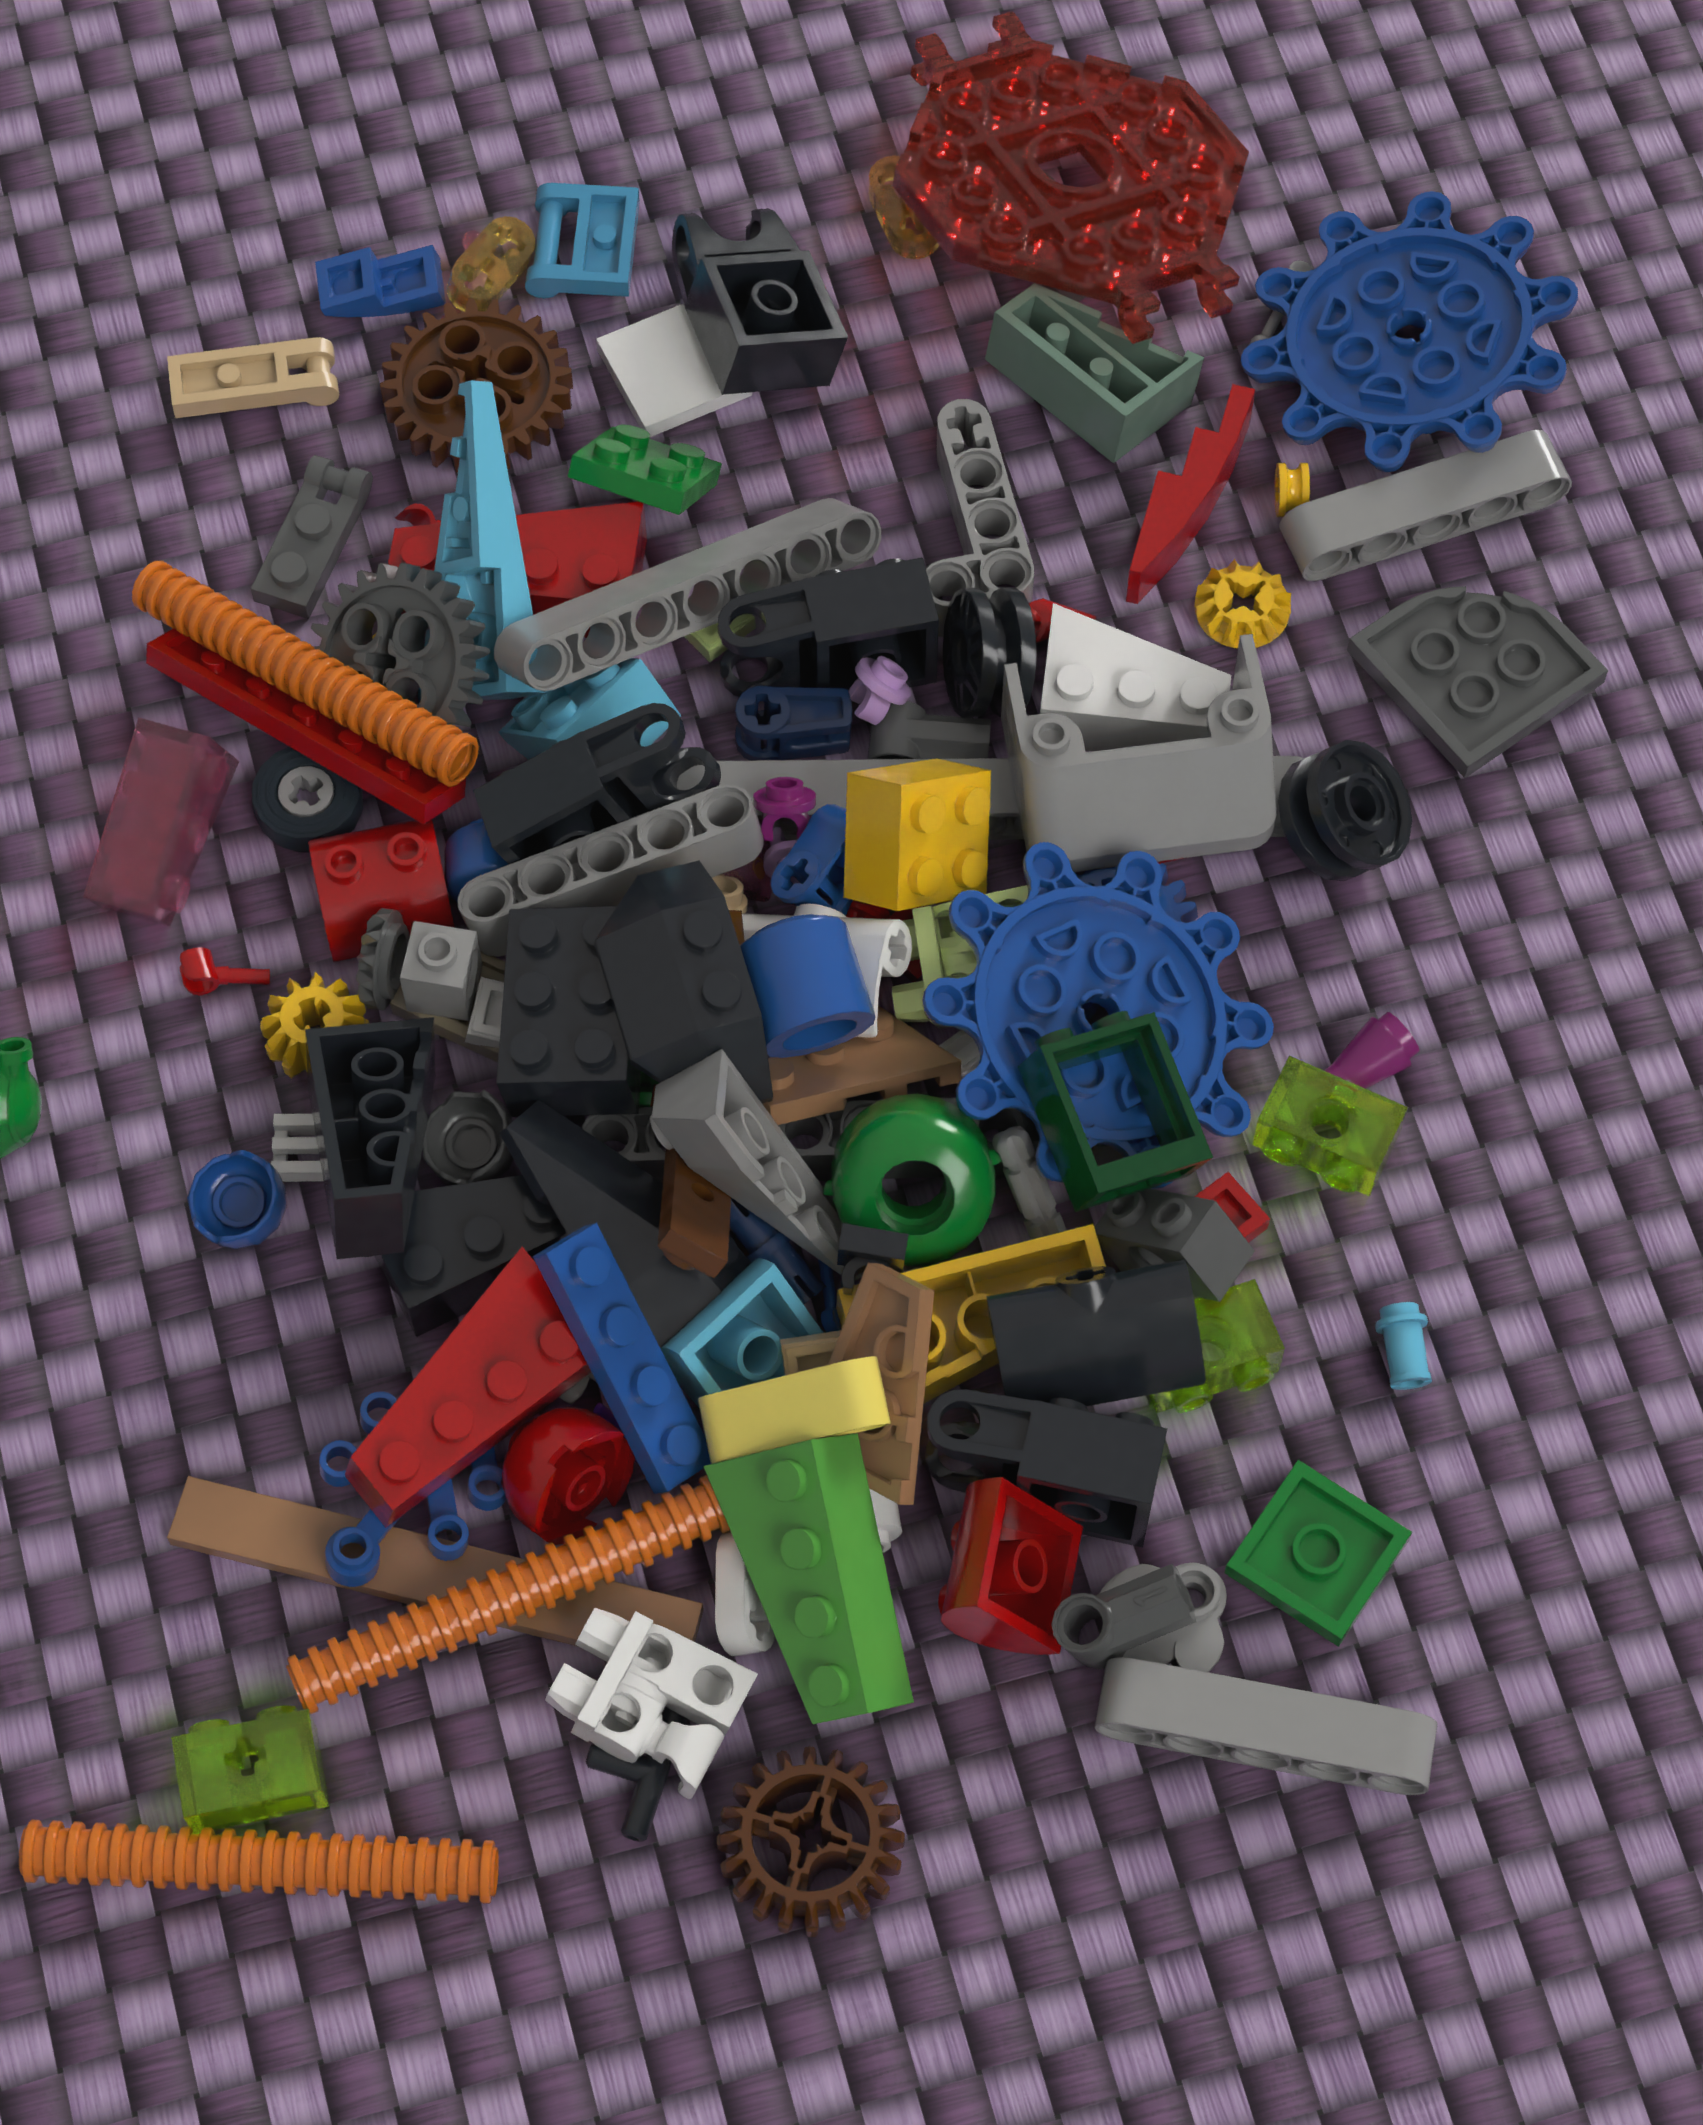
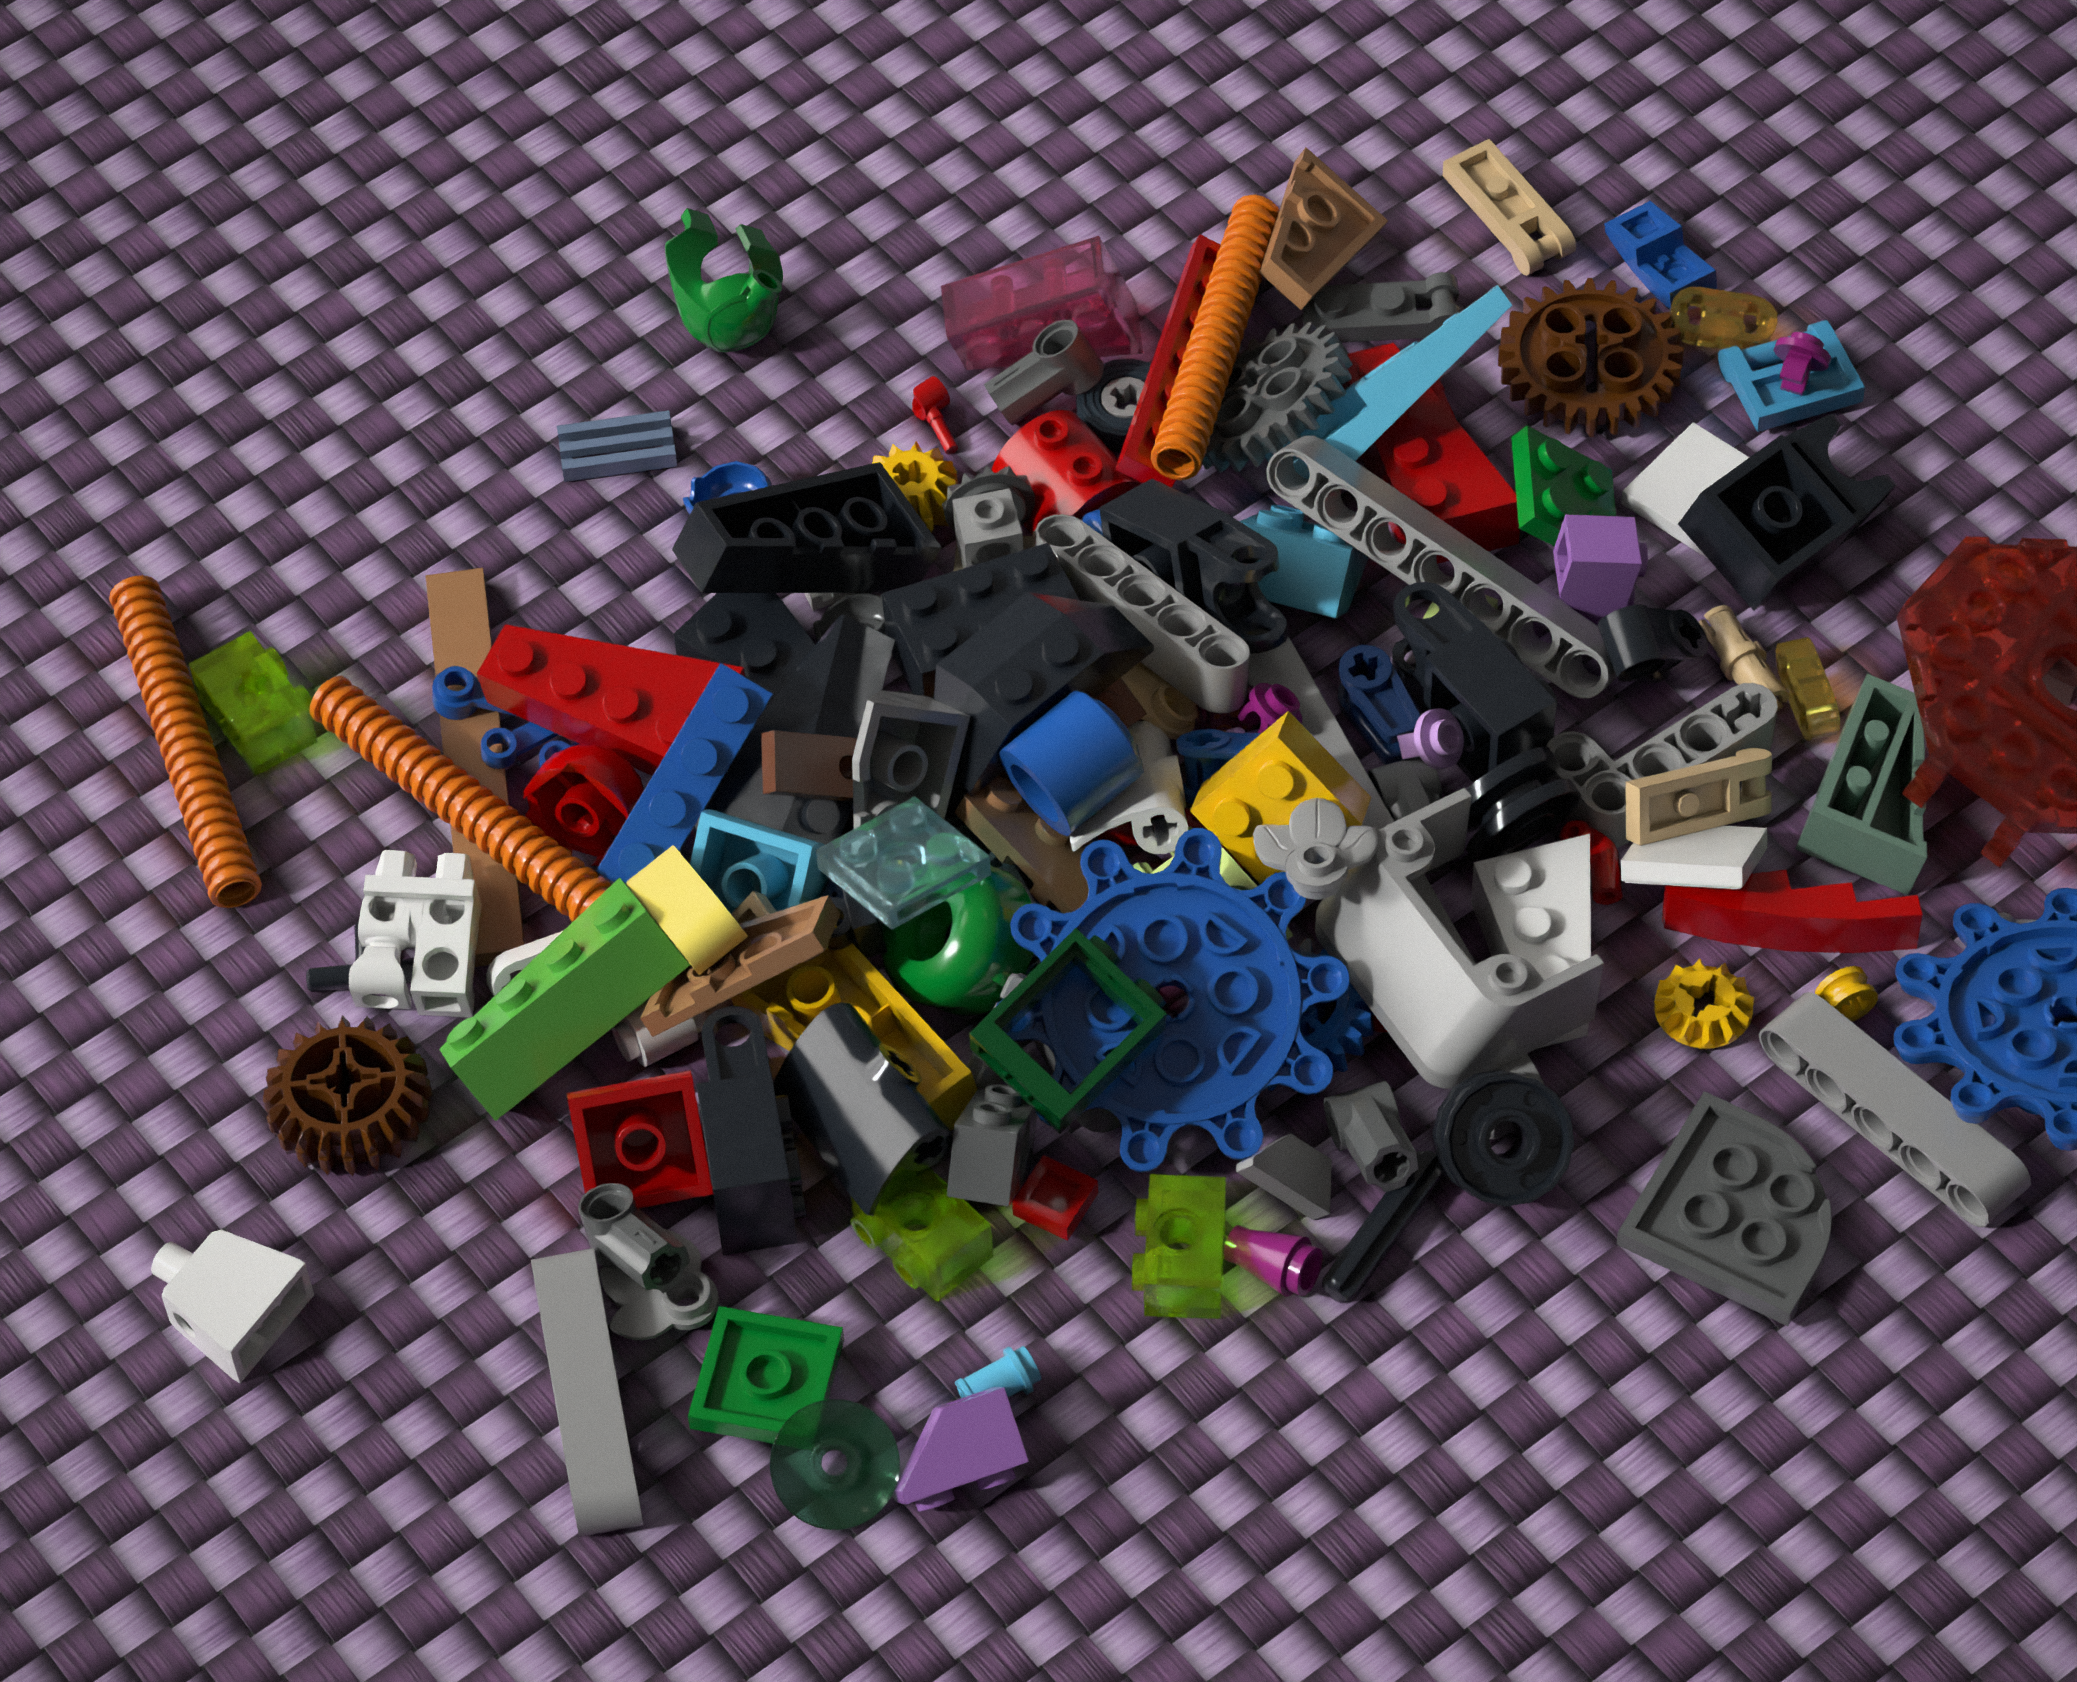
camera: 70 degrees right, 10 degrees down
(105, 1240) = (616, 438): none -> sand blue tile
(206, 540) = (1316, 230): none -> medium nougat wing
(244, 855) = (1058, 364): none -> dark grey piece
(595, 215) = (1800, 356): none -> magenta plate
(759, 465) = (1598, 563): none -> medium lavender slope
(859, 469) = (1650, 641): none -> black piece
(860, 1180) = (903, 862): none -> clear light blue plate
(883, 414) = (1738, 654): none -> tan pin
(947, 375) = (1808, 688): none -> clear yellow beam
(1010, 2045) = (231, 1297): none -> white torso
(1013, 811) = (1315, 847): none -> light grey plate
(1043, 504) = (1698, 797): none -> tan plate
(1105, 534) = (1699, 859): none -> white tile
(1282, 918) = (1371, 1130): none -> dark grey piece
(1295, 1001) = (1292, 1174): none -> light grey tile
(1370, 954) = (1382, 1230): none -> black axle
(1449, 1523) = (839, 1498): none -> clear green dish
(1479, 1403) = (962, 1444): none -> medium lavender slope

